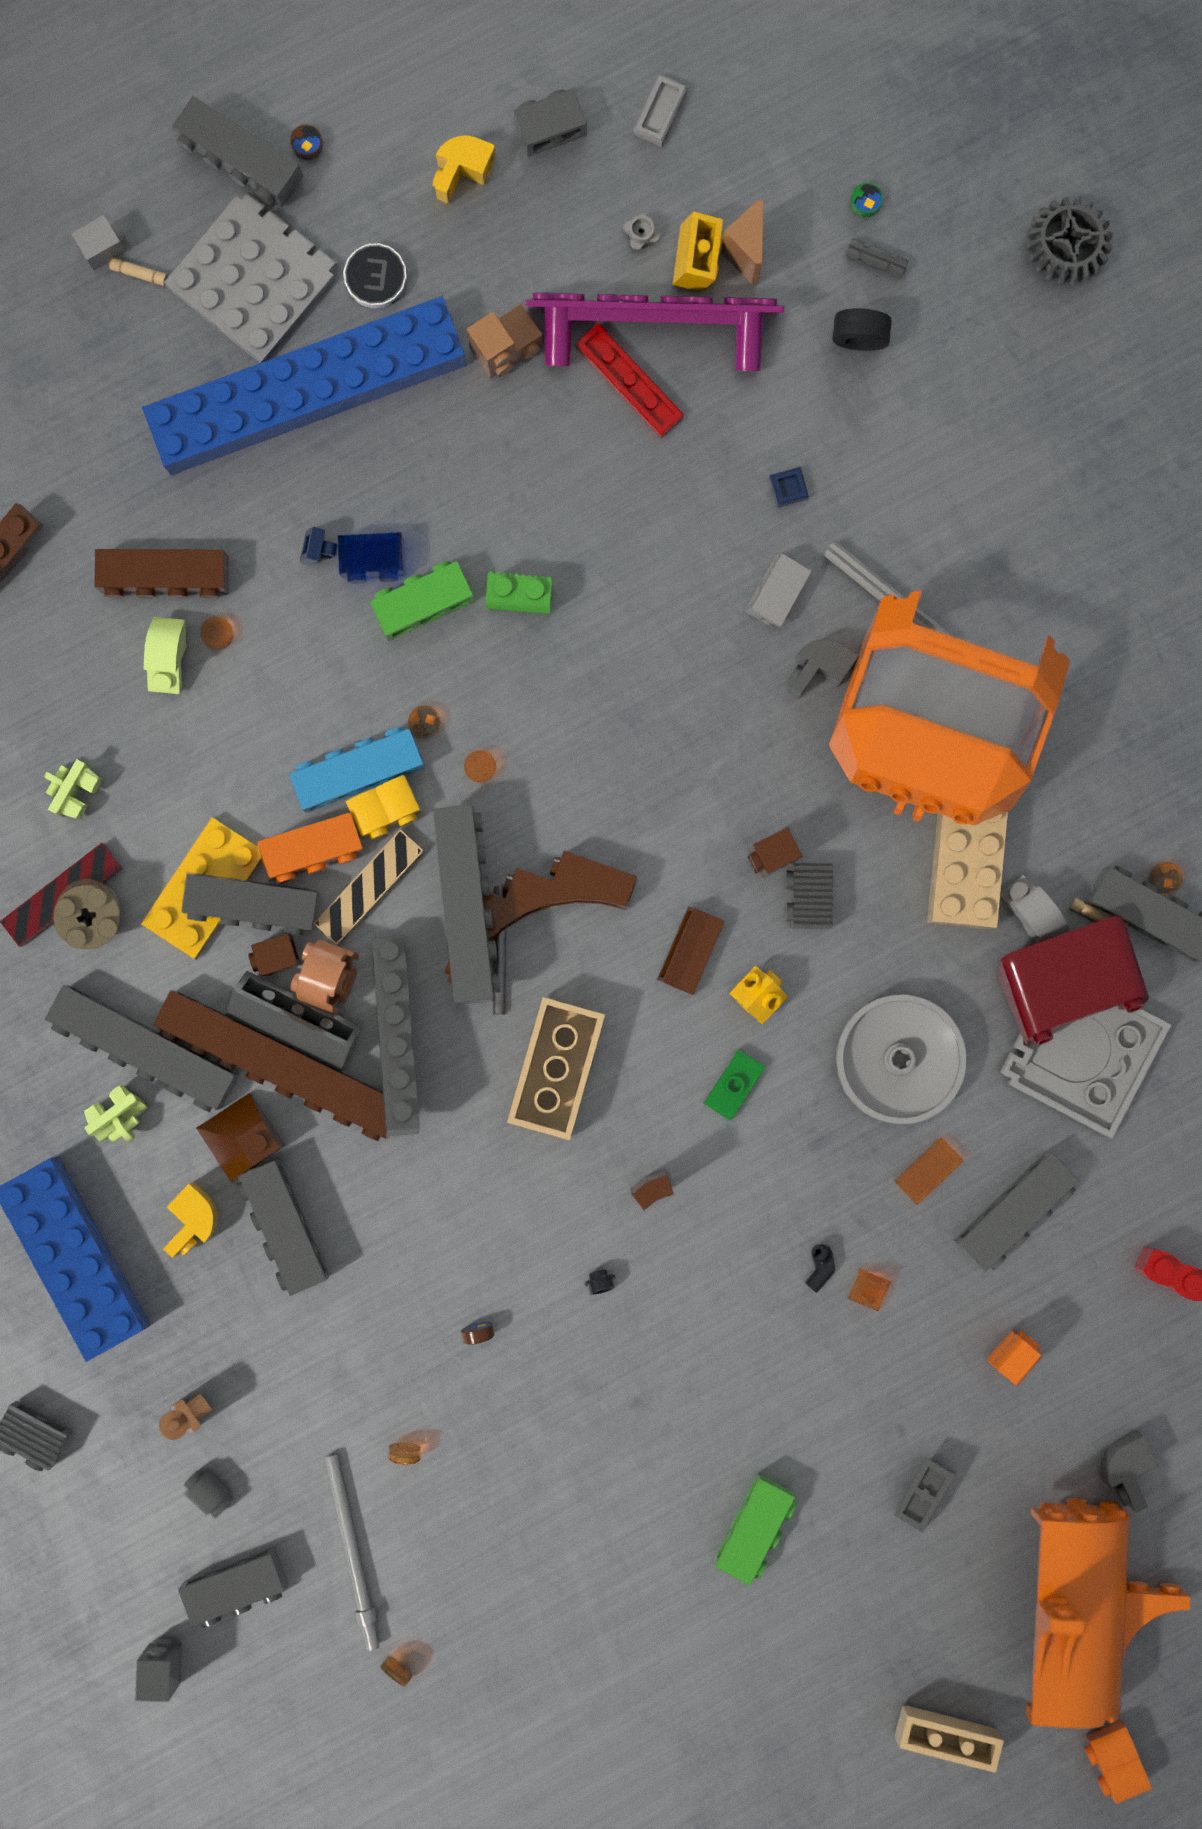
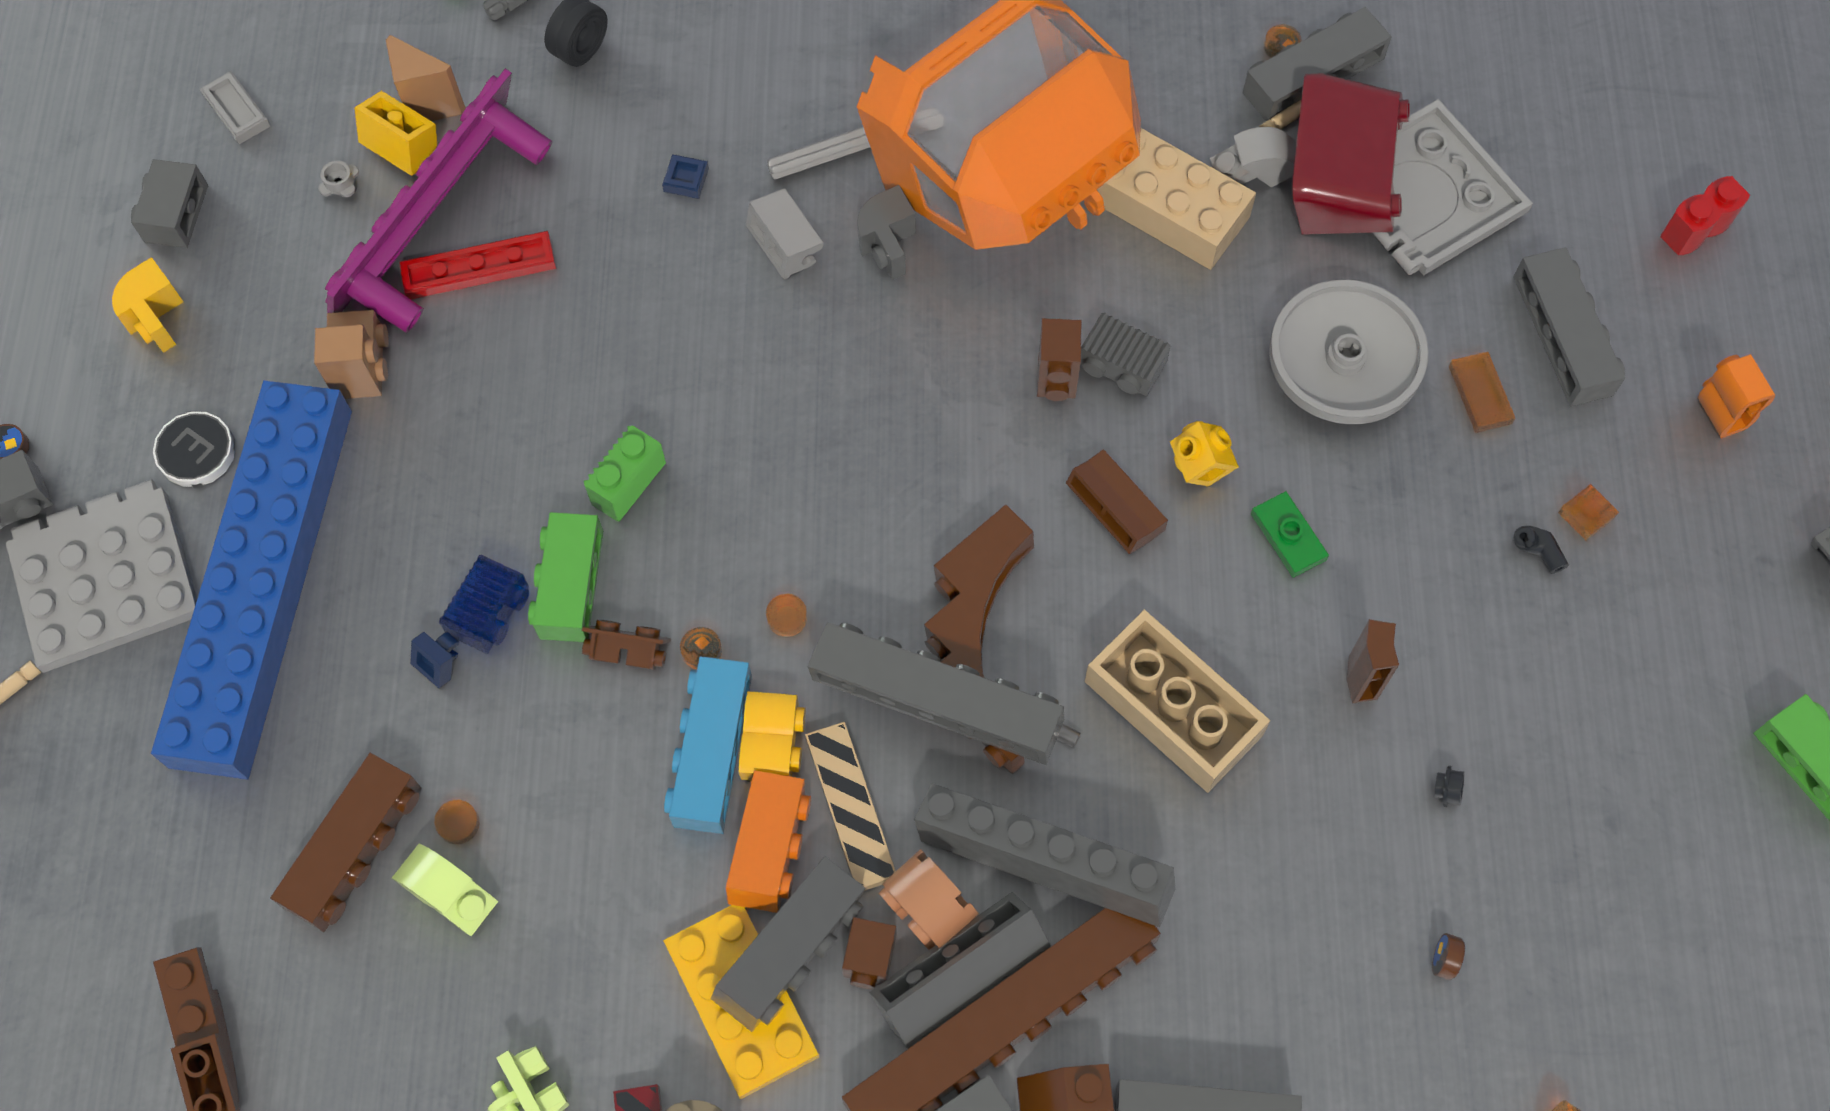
camera: 60 degrees left, 20 degrees down
(394, 654) = (642, 644): none -> reddish brown hinge

